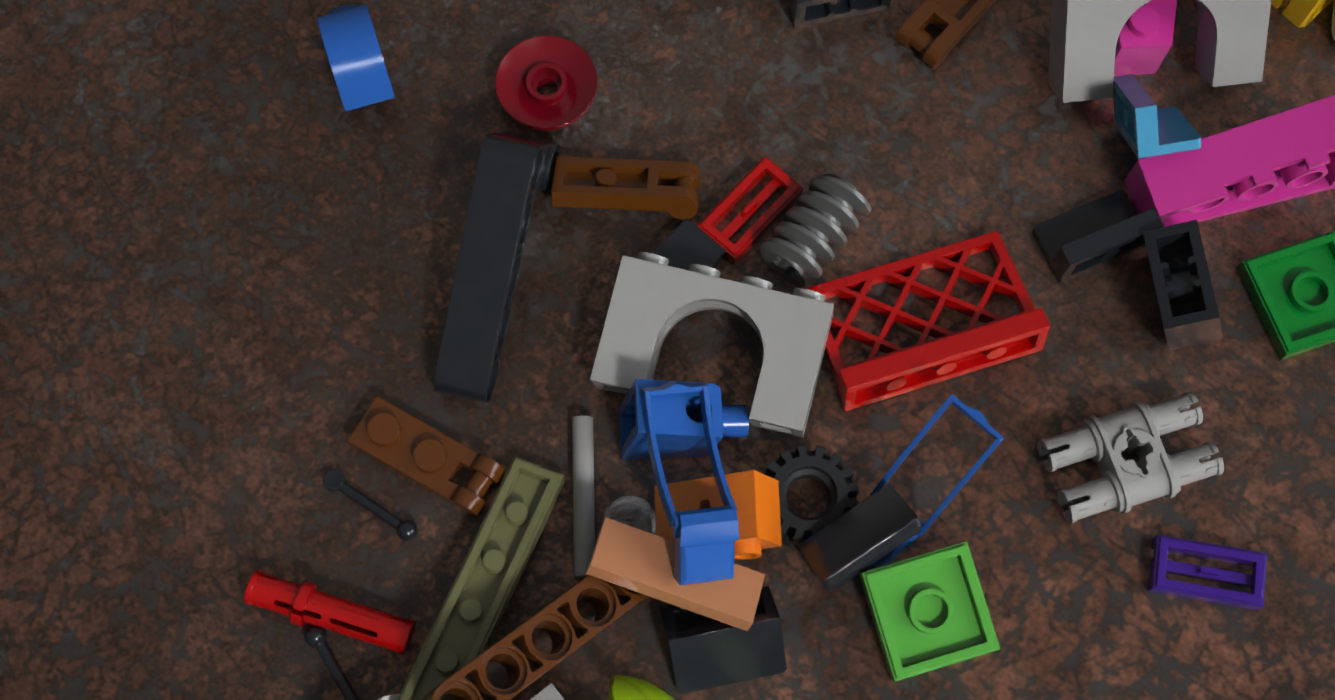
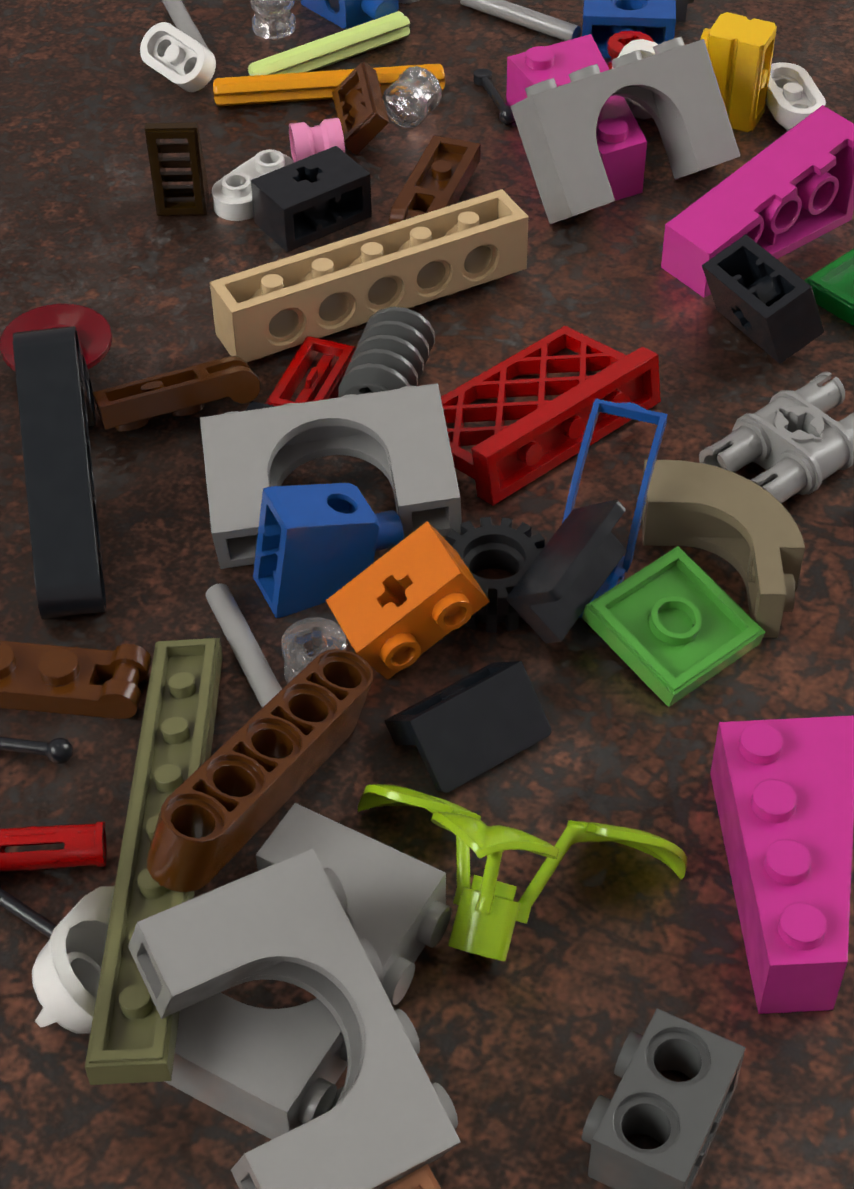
camera: 20 degrees left, 25 degrees down
(647, 567) = (388, 651): nougat tile -> none
(701, 536) = (401, 584): blue piece -> none
(847, 115) = (376, 270): none -> tan brick
(1036, 531) = (733, 519): none -> dark tan arch
(1093, 234) = (659, 304): black panel -> none
(1145, 127) = (650, 193): panel -> none

